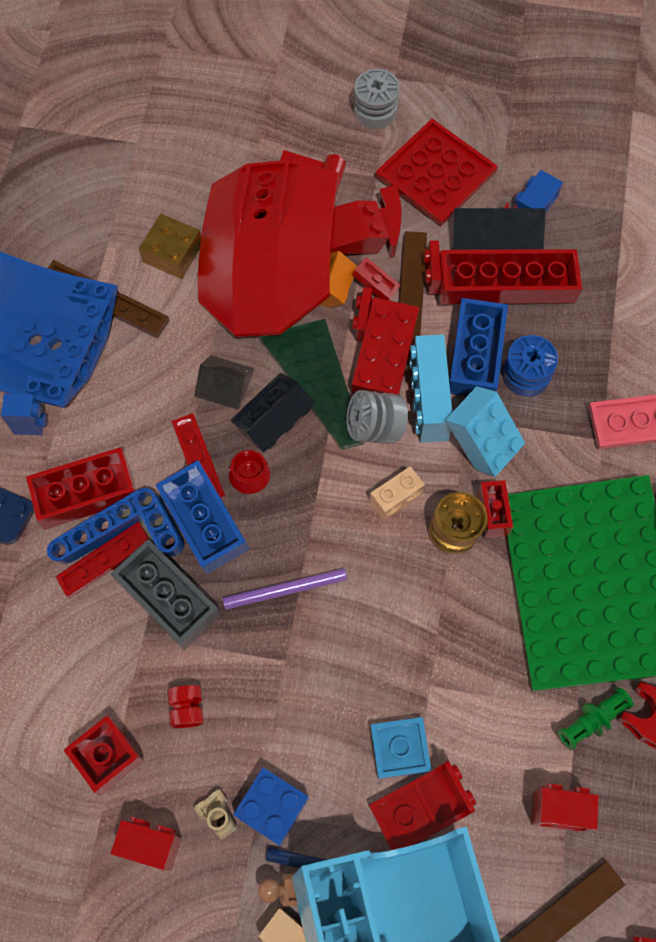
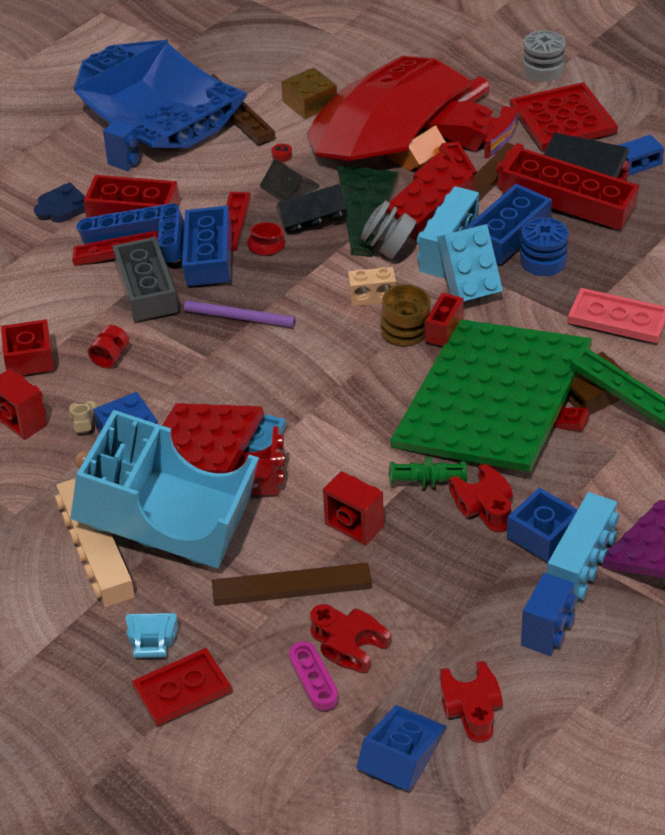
camera: 30 degrees right, 25 degrees down
(189, 339) = (281, 152): none -> red tile
(360, 791) = (212, 434): none -> red plate

